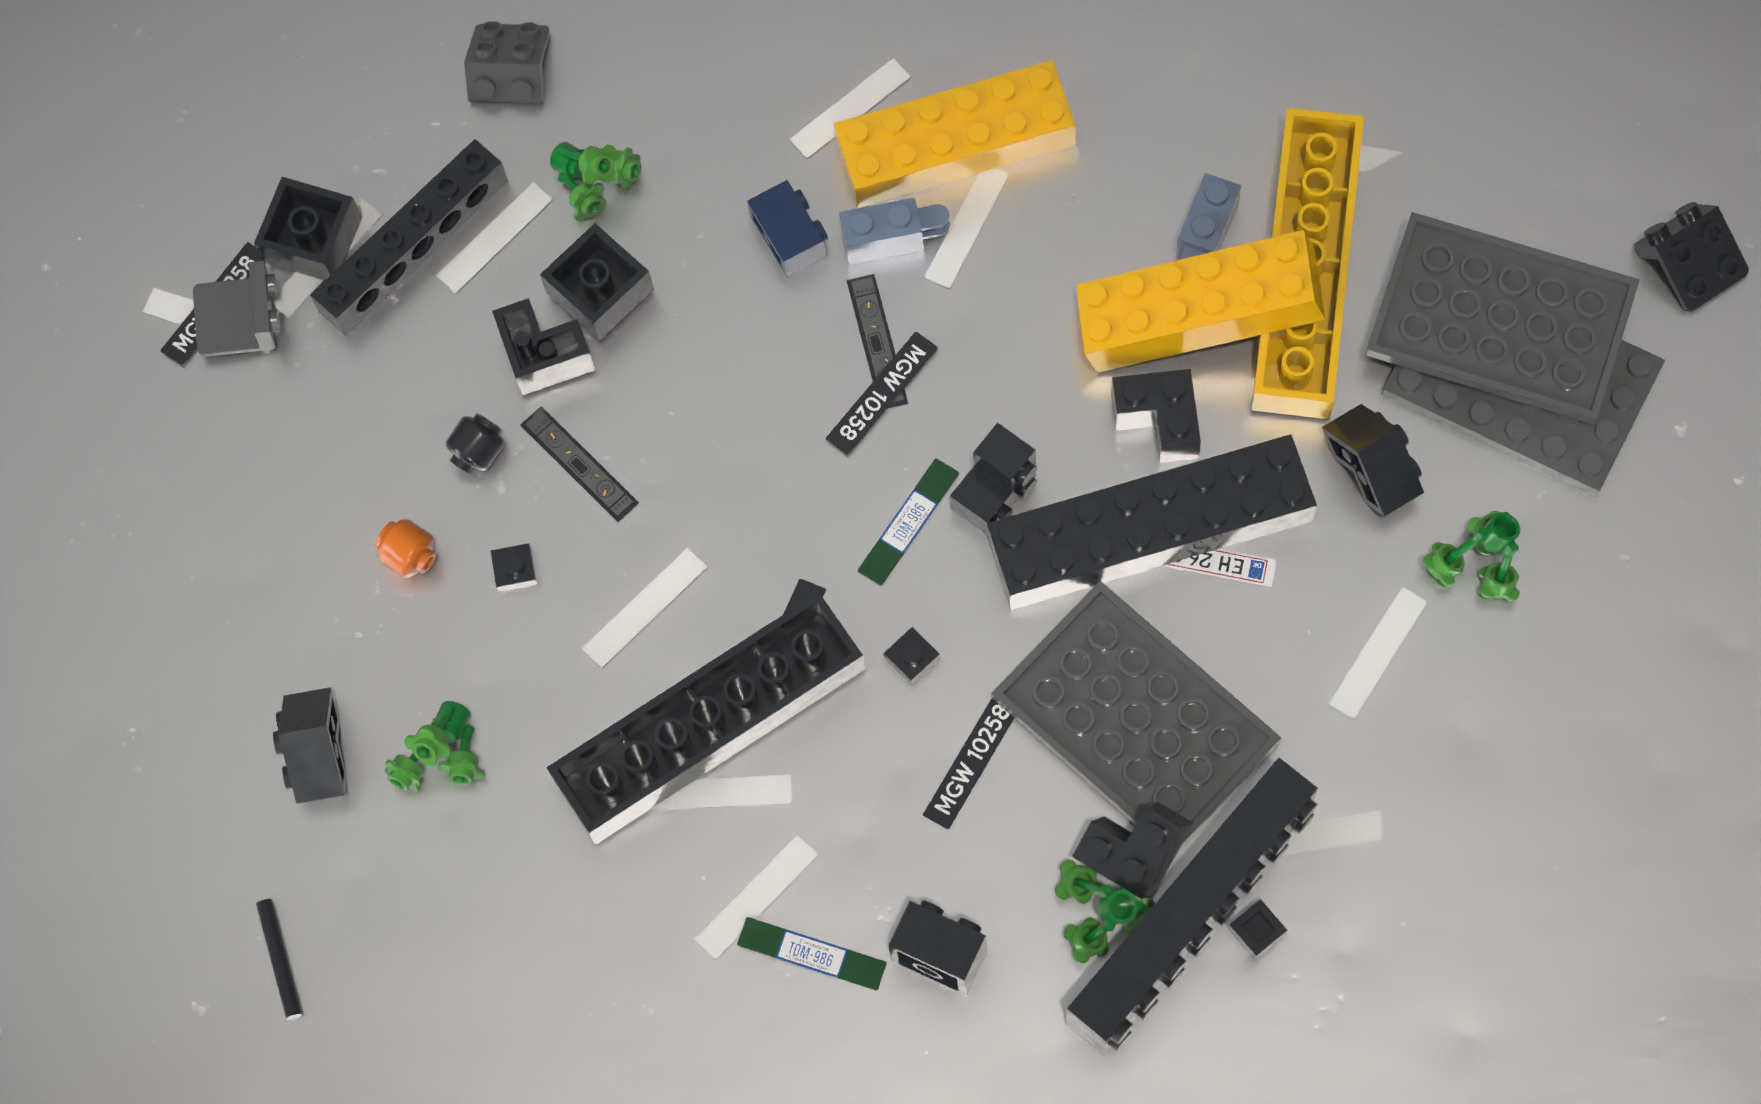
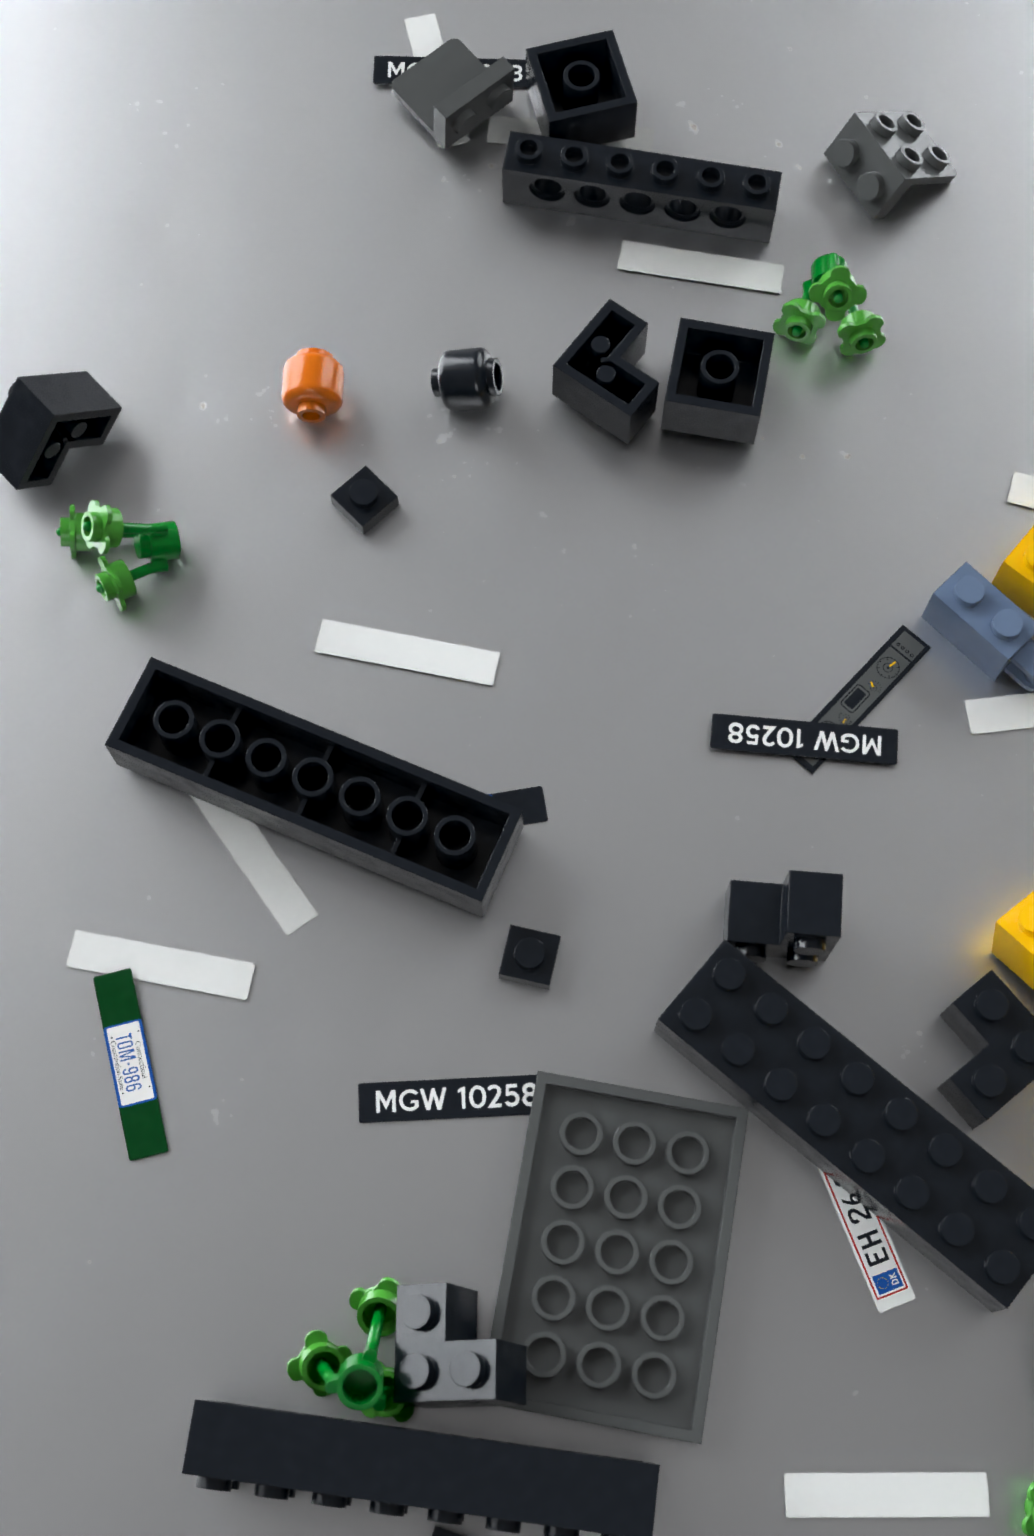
camera: 50 degrees right, 0 degrees up
(579, 463) = (518, 494): sticker -> none
(787, 228) = (913, 526): dark blue brick -> none
(908, 521) = (680, 858): sticker -> none
(938, 946) = (200, 1199): black brick -> none

